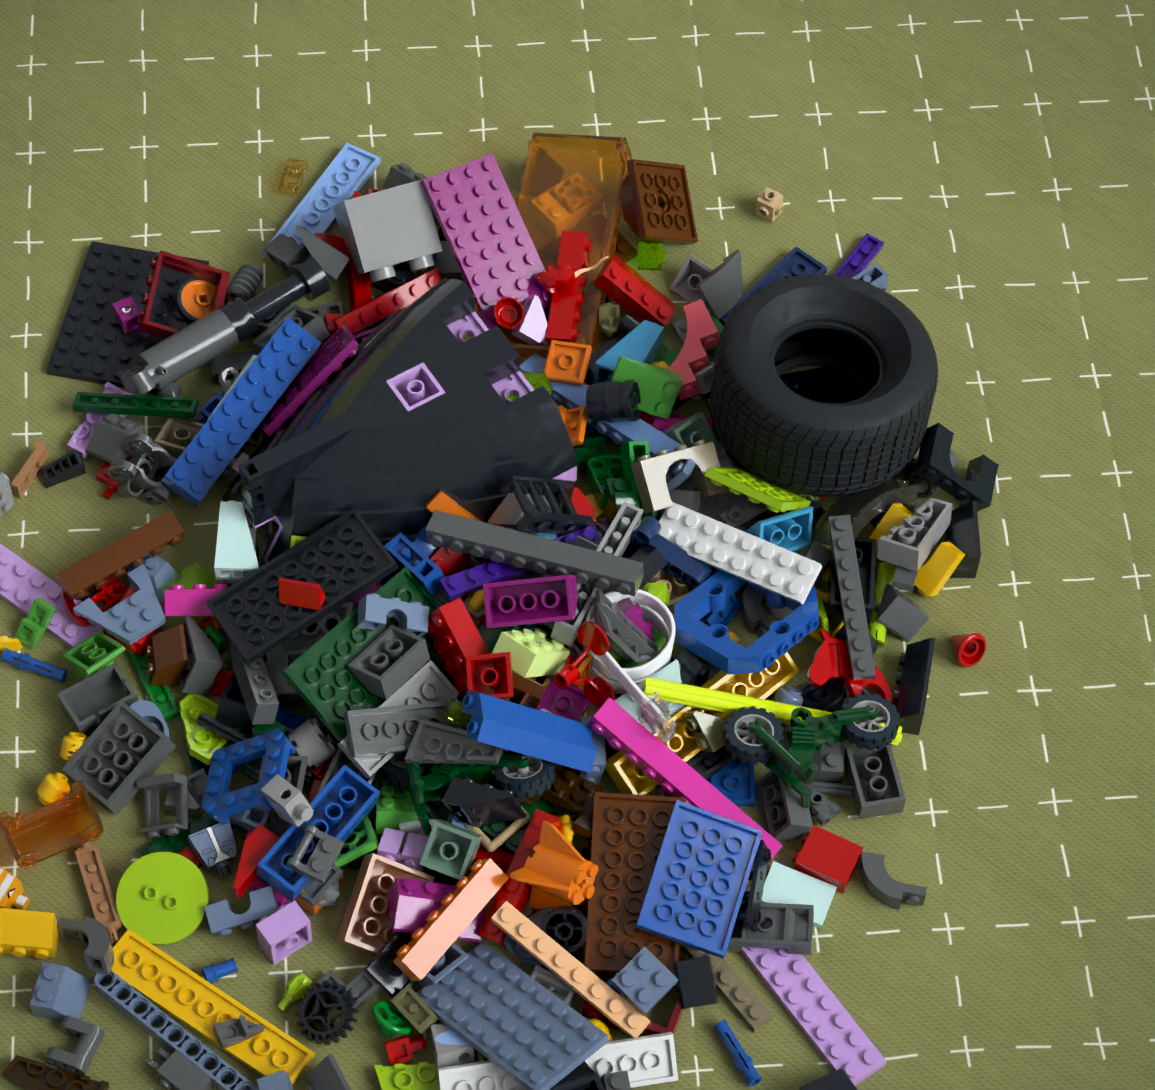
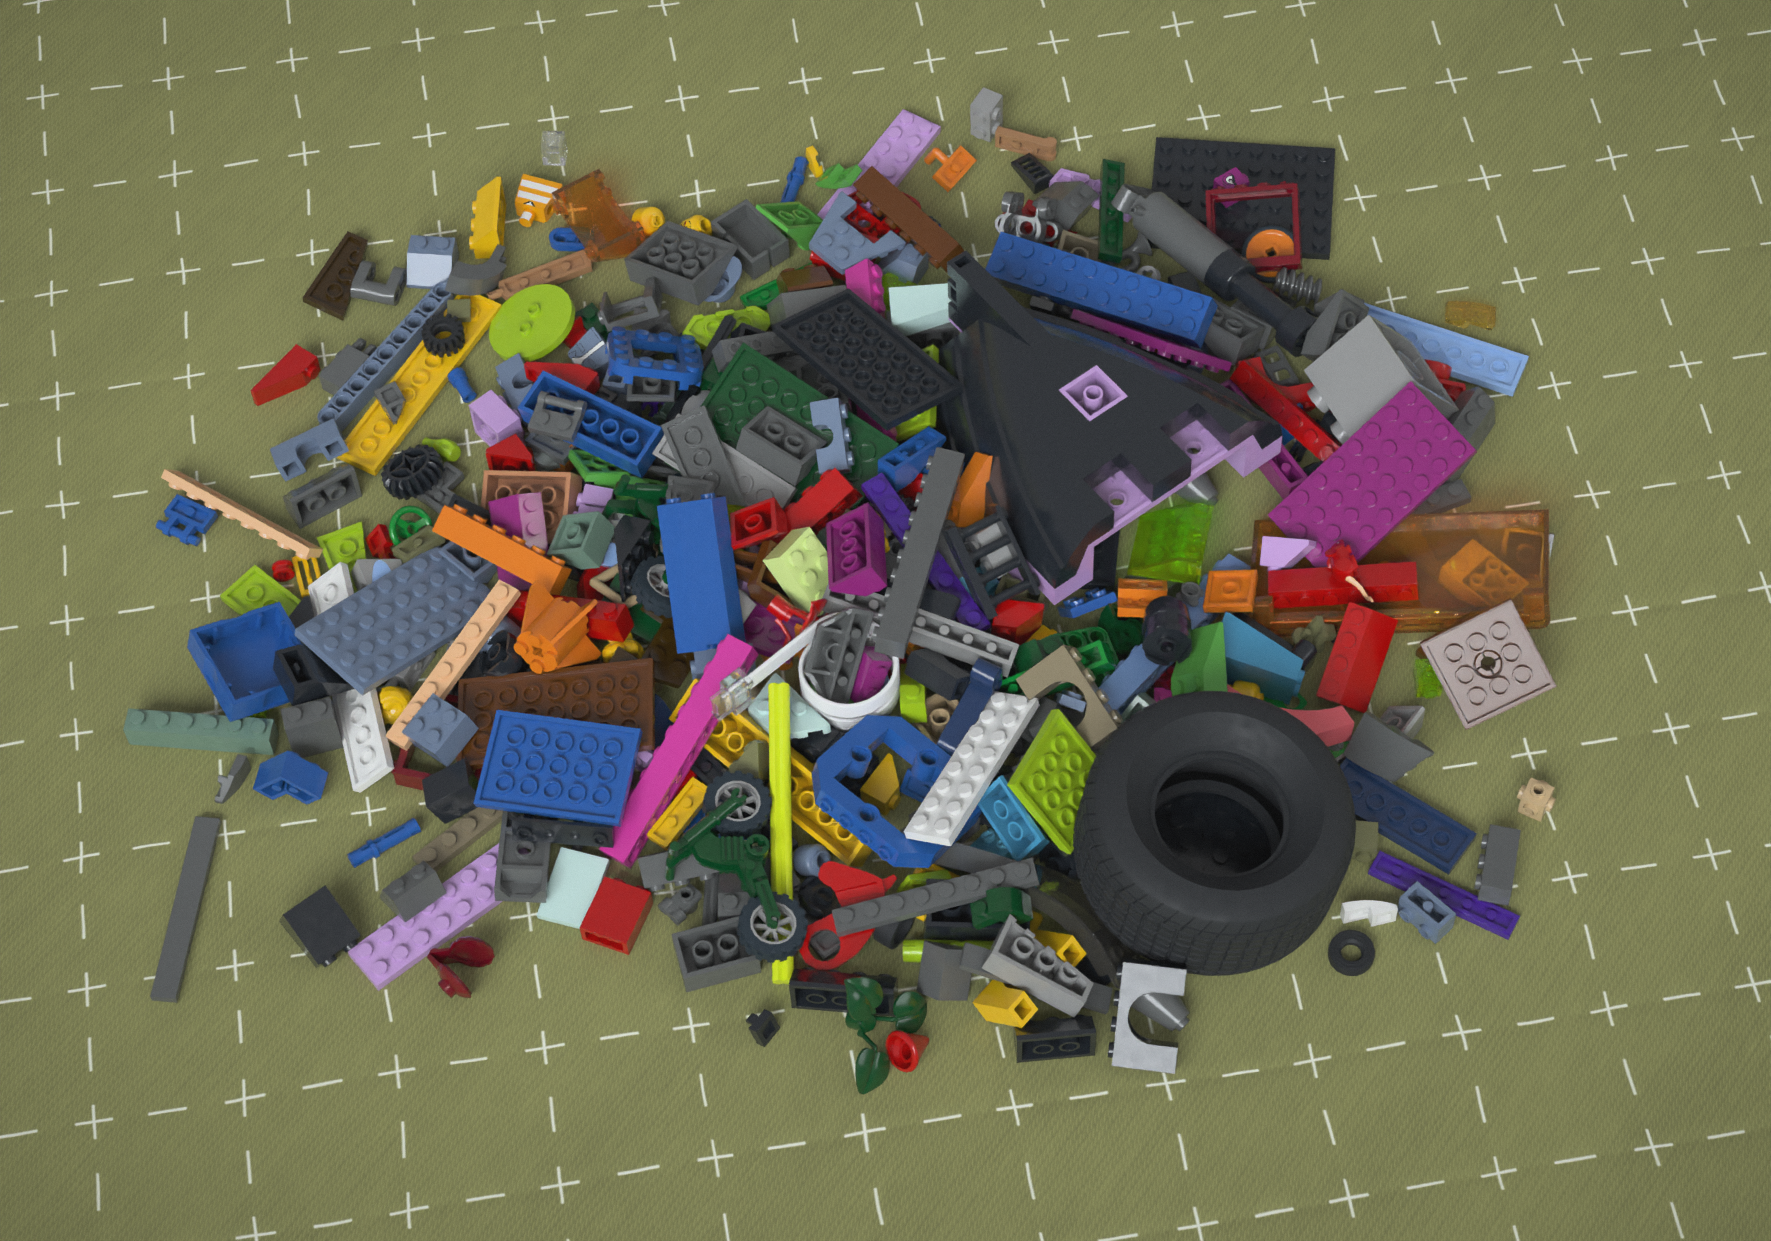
camera: 90 degrees right, 0 degrees up
(45, 528) = (952, 168): none -> orange plate
(56, 865) = (571, 242): none -> blue plate
(132, 965) = (460, 308): none -> olive tile
(169, 990) = (439, 325): none -> black tyre
(294, 808) = (605, 378): light grey torso -> none
(301, 594) = (846, 352): red slope -> none
(329, 917) = (509, 456): none -> red slope
(508, 312) = (1282, 519): red hair -> none
(566, 391) = (1190, 593): none -> dark grey plate
(737, 796) = (678, 814): none -> yellow plate
(795, 1025) = (413, 891): none -> dark grey slope
(826, 235) = (1497, 864): none -> dark grey brick
(867, 550) = (999, 905): none -> dark green brick
(884, 887) = (586, 970): dark grey arch -> none
(892, 993) = (465, 950): none -> dark red animal
(941, 752) = (763, 1027): none -> black tile
(942, 674) = (862, 999): none -> dark green plant

